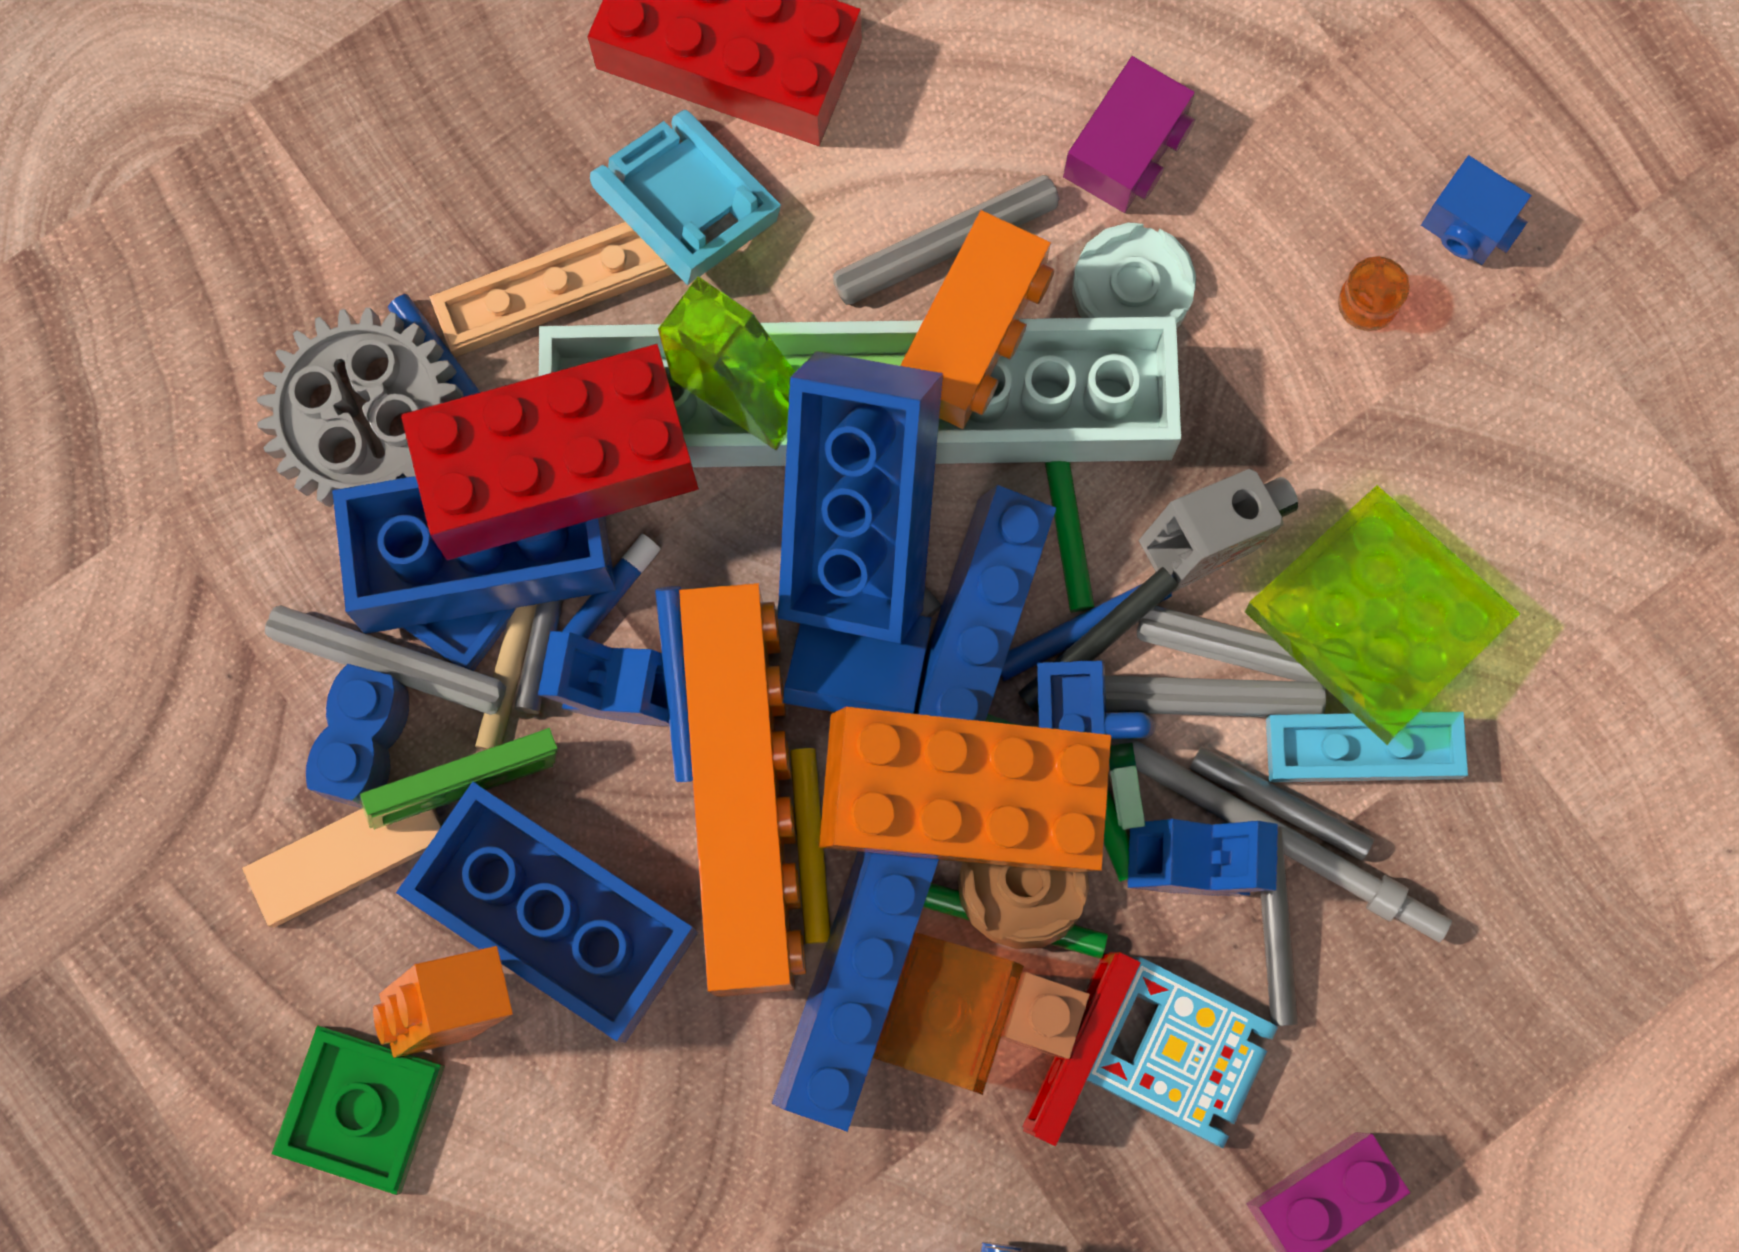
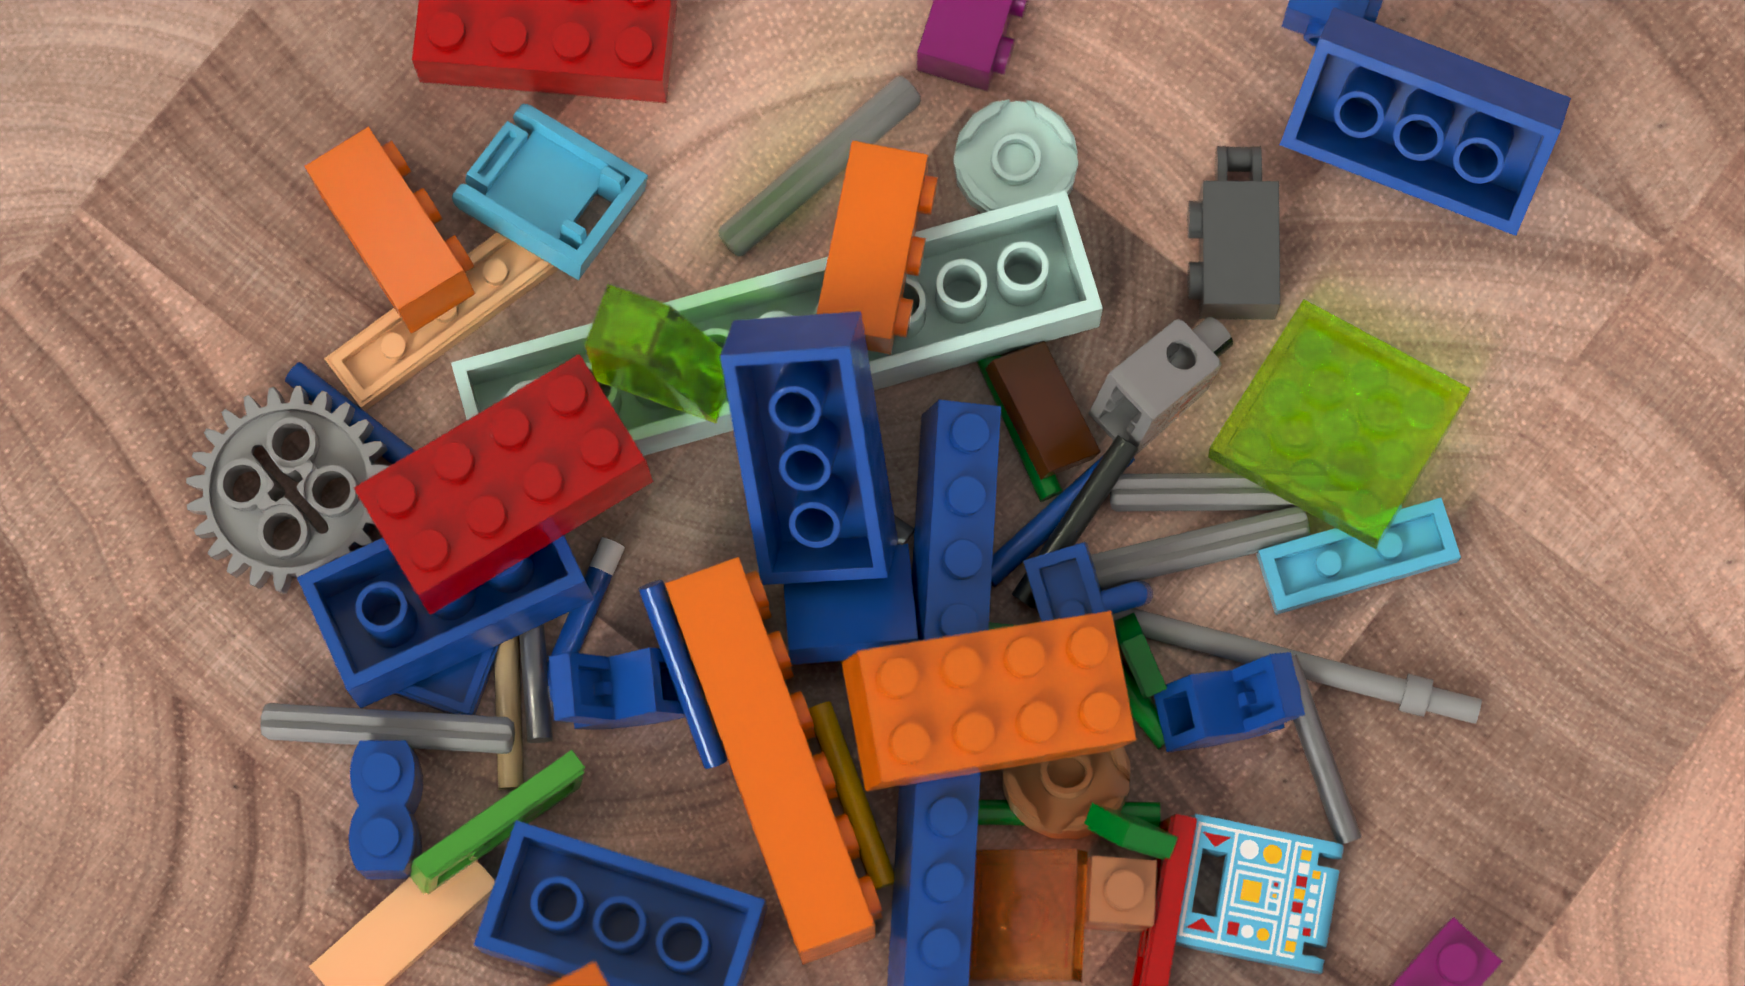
camera: 15 degrees left, 0 degrees up
(526, 190) = (393, 228): none -> orange brick
(1071, 958) = (1130, 831): none -> green tile
(1095, 524) = (1042, 410): none -> reddish brown tile
(1282, 803) = (1292, 632): flat silver bar -> none
(1326, 412) = (1236, 240): none -> dark grey brick
(1380, 280) = (1252, 96): clear orange wheel -> none
(1544, 344) = (1425, 121): none -> blue brick

